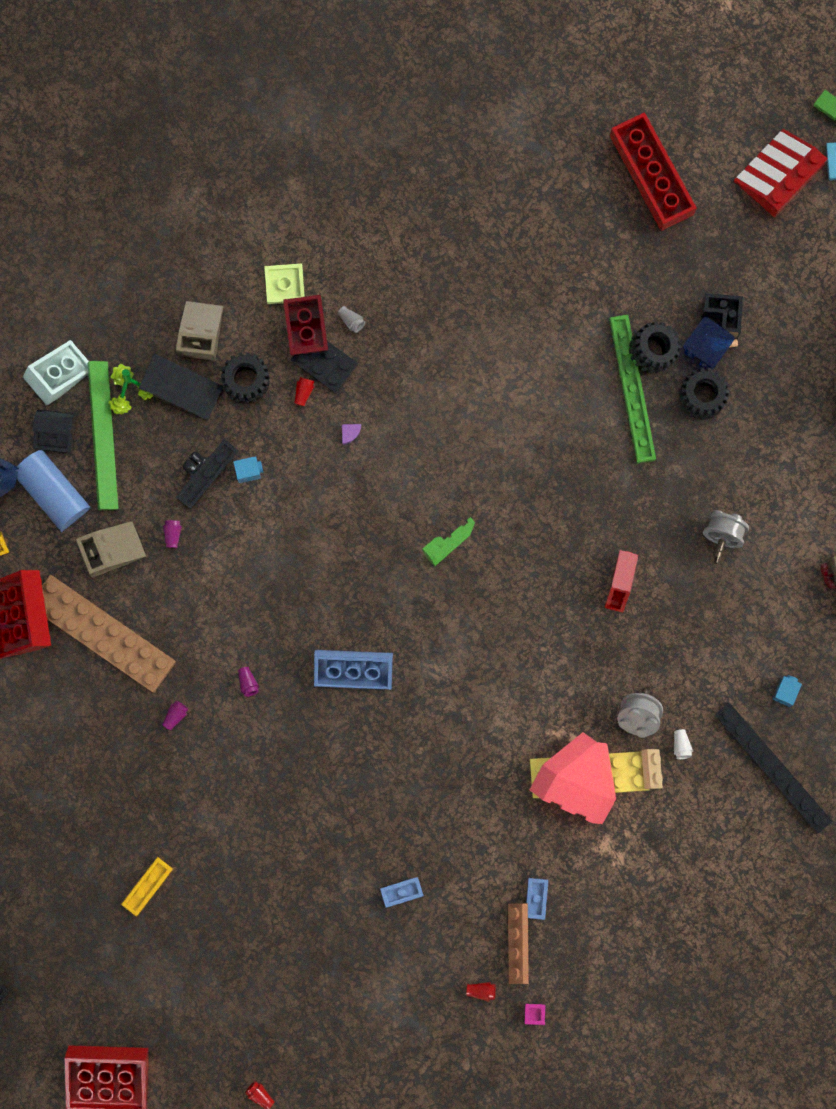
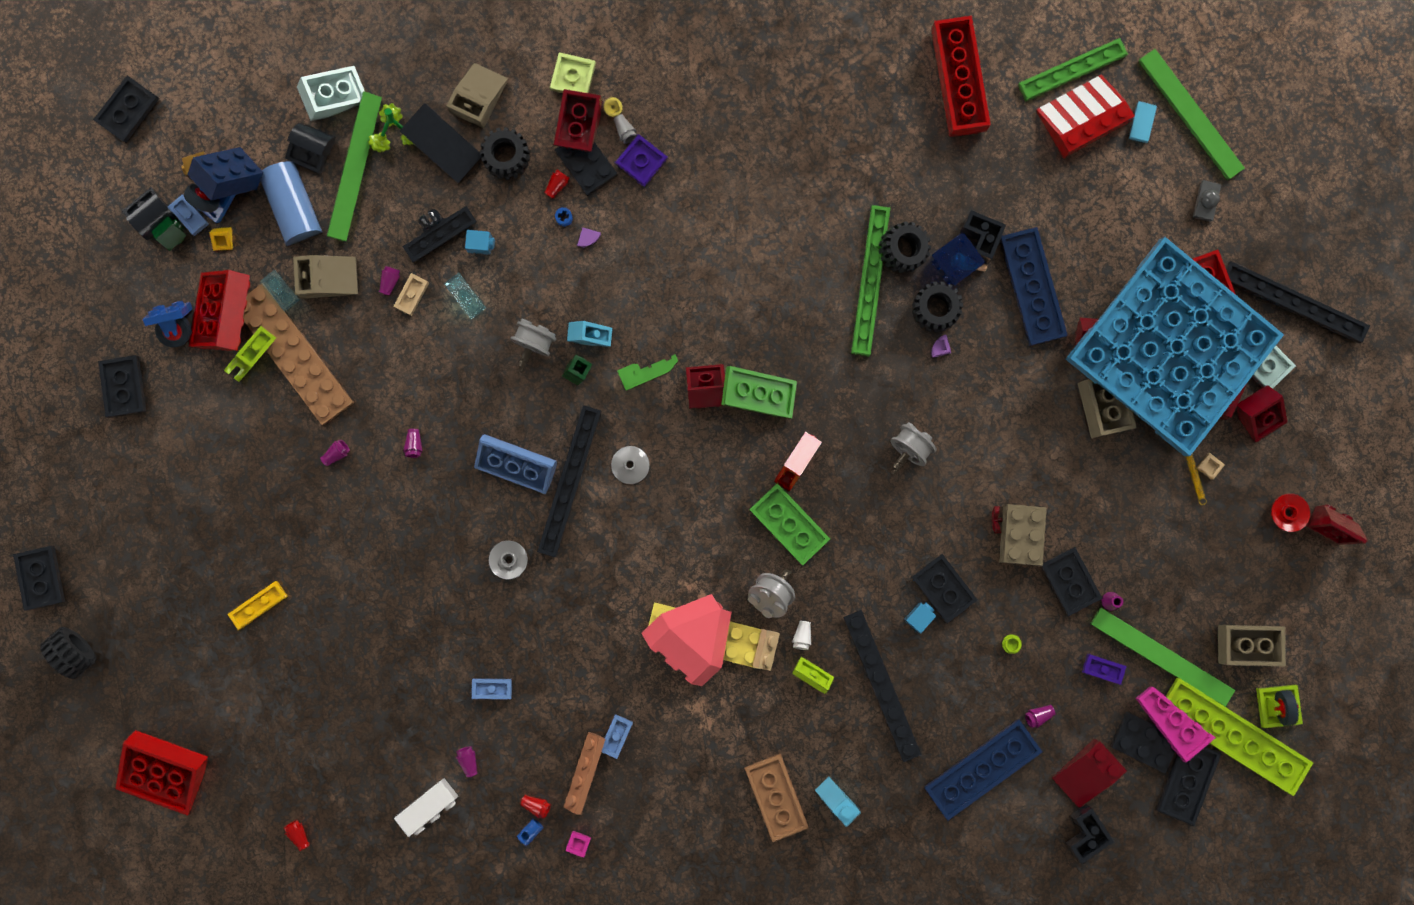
camera: 20 degrees right, 5 degrees up
(62, 645) = (250, 352): none -> lime plate
(69, 576) = (279, 290): none -> clear light blue plate
(198, 540) = (411, 294): none -> tan plate
(250, 524) = (464, 295): none -> clear light blue slope
(315, 417) = (566, 222): none -> blue bush
(331, 545) = (533, 340): none -> light grey wheel
(332, 301) = (612, 106): none -> light yellow tile
(377, 343) = (641, 160): none -> dark purple plate
(377, 1027) = (427, 808): none -> white brick
(382, 523) = (589, 334): none -> medium azure slope
(382, 561) = (577, 370): none -> dark green brick
(383, 755) = (498, 557): none -> light grey dish
(401, 969) = (467, 761): none -> magenta cone
(410, 669) = (569, 481): none -> black plate
(459, 645) = (634, 474): none -> light grey dish
(484, 1018) = (530, 831): none -> blue piece
(511, 537) = (705, 385): none -> dark red slope
(564, 527) = (759, 392): none -> bright green plate
(634, 643) = (789, 524): none -> bright green plate
(704, 779) = (813, 675): none -> lime plate
(709, 907) = (776, 797): none -> medium nougat tile
(720, 430) = (941, 347): none -> medium lavender tile
(754, 132) = (1072, 69): none -> bright green tile
(769, 889) = (837, 801): none -> medium azure slope
(787, 346) = (1033, 286): none -> dark blue plate
(800, 656) = (944, 588): none -> black plate

